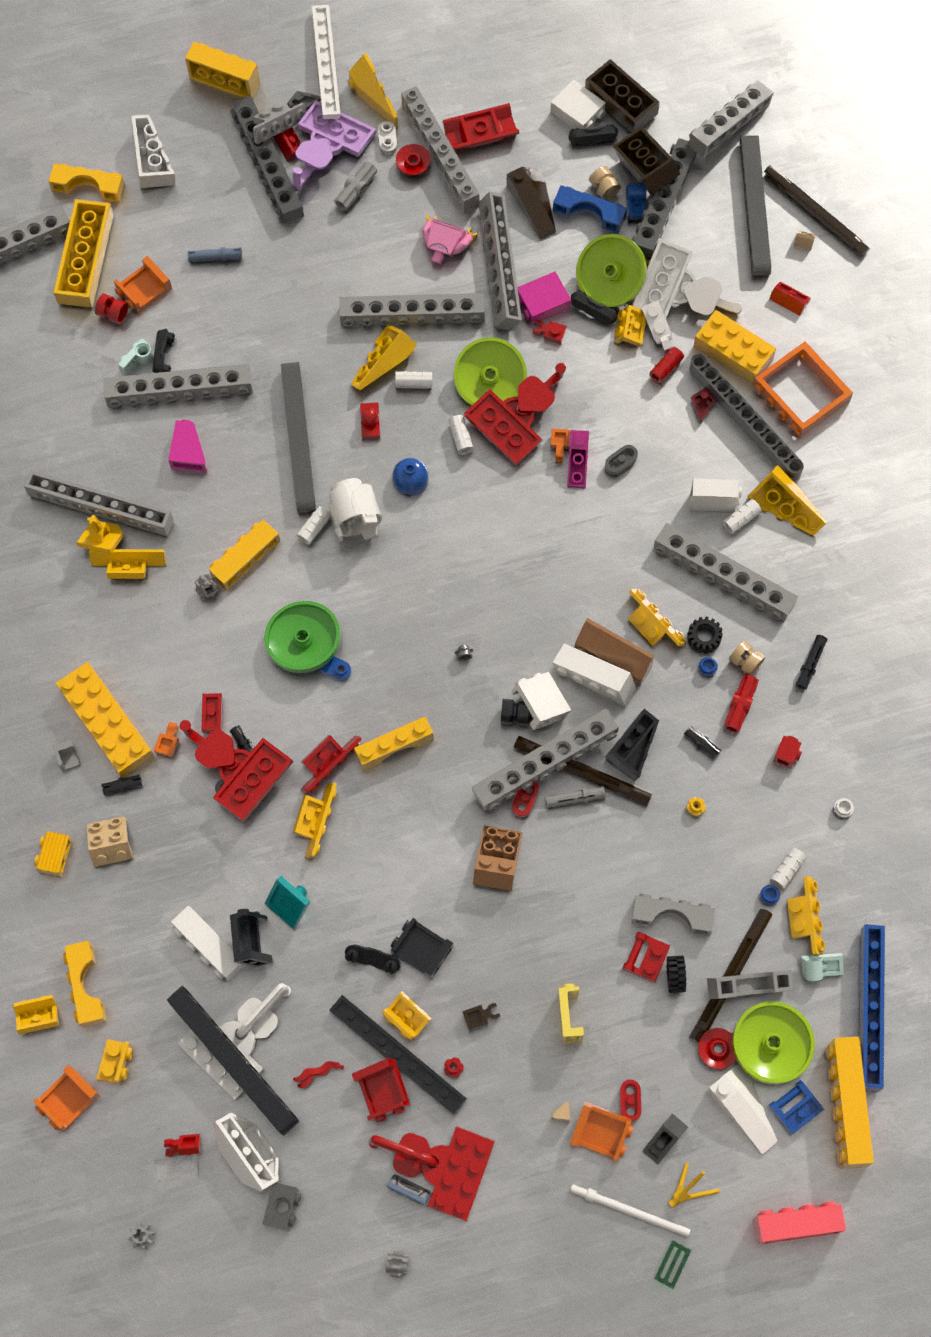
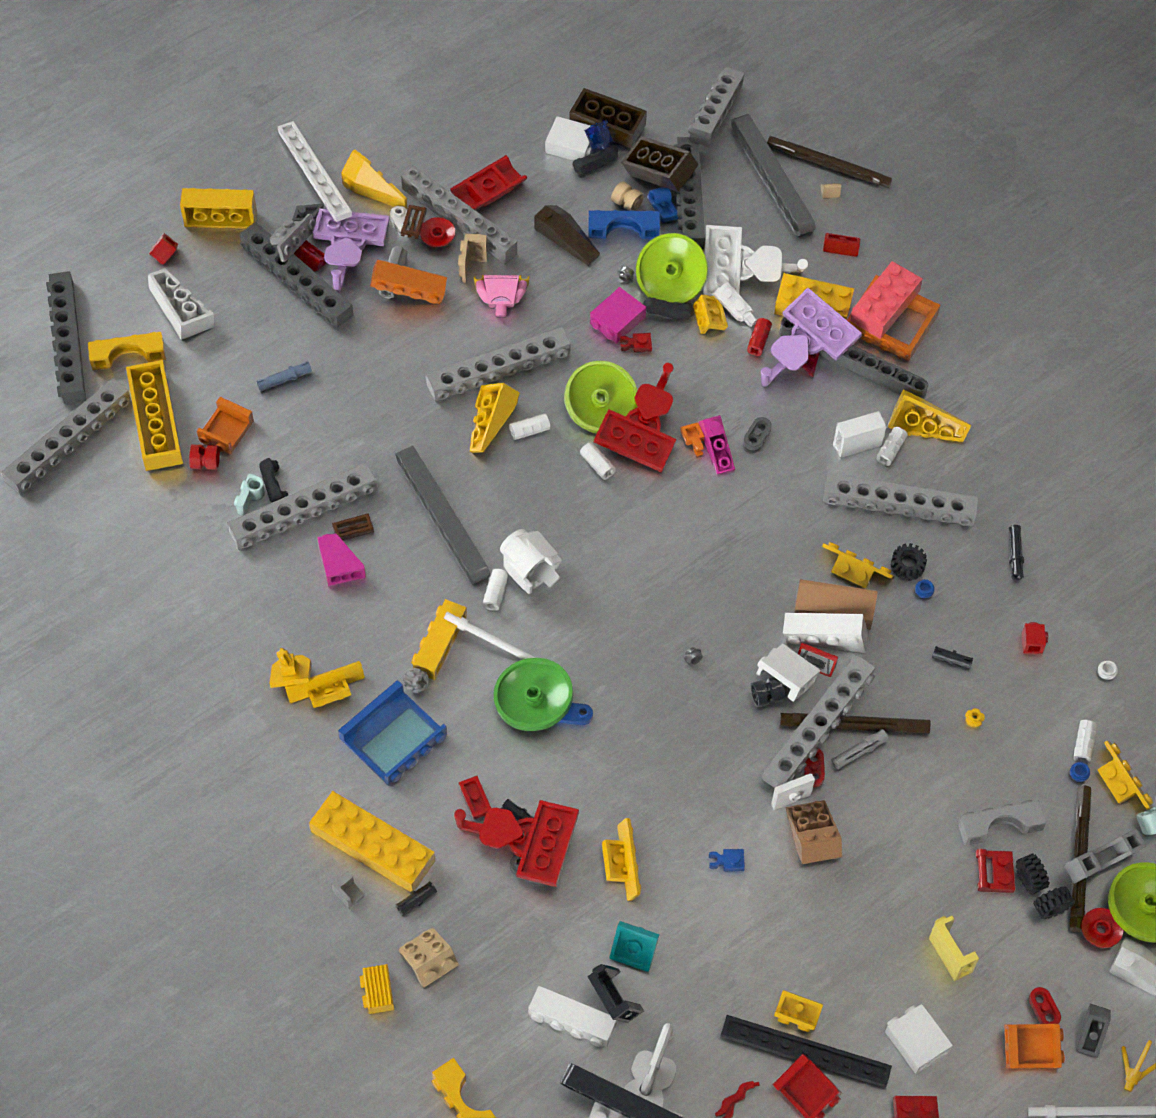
camera: 25 degrees left, 10 degrees down
(52, 109) = (66, 337): none -> dark grey brick
(99, 503) = (270, 639): light grey brick -> none
(160, 94) = (163, 248): none -> red panel
(166, 626) = (392, 733): none -> panel
(167, 742) = (443, 841): orange plate -> none
(213, 423) = (353, 530): none -> reddish brown tile
(268, 549) = (463, 624): none -> white bar
(324, 758) = (606, 800): red bracket -> none
(362, 201) = (408, 281): none -> orange brick
(370, 420) = (504, 477): red tile -> none
(373, 957) = (739, 968): black piece -> none
(377, 750) = (652, 775): yellow arch -> none
(392, 155) = (411, 232): none -> reddish brown tile
(410, 476) = (566, 514): blue cylinder -> none
(412, 855) = (731, 860): none -> blue plate
(421, 948) = (781, 943): black panel -> none
(432, 186) = (473, 249): none -> tan bracket
(453, 1072) = (864, 1048): red plate -> none
(477, 1017) = (866, 986): dark brown plate -> none
(492, 814) = (792, 791): none -> white plate
(499, 261) = (563, 295): light grey brick -> none
(502, 1082) = (918, 1038): none -> white brick
(562, 1113) = (989, 1044): tan slope -> none
(569, 259) = (625, 273): none -> flat silver plate
(575, 698) = (820, 659): none -> slope
(603, 112) = (598, 135): none -> clear blue brick
(633, 746) = (892, 682): black wedge -> none
(683, 1008) = (1053, 902): none -> black tyre
(721, 372) = (815, 329): none -> lavender plate
(741, 703) = (971, 610): red piece -> none
(753, 660) = (965, 566): tan wheel -> none
(800, 370) = (886, 300): none -> coral brick

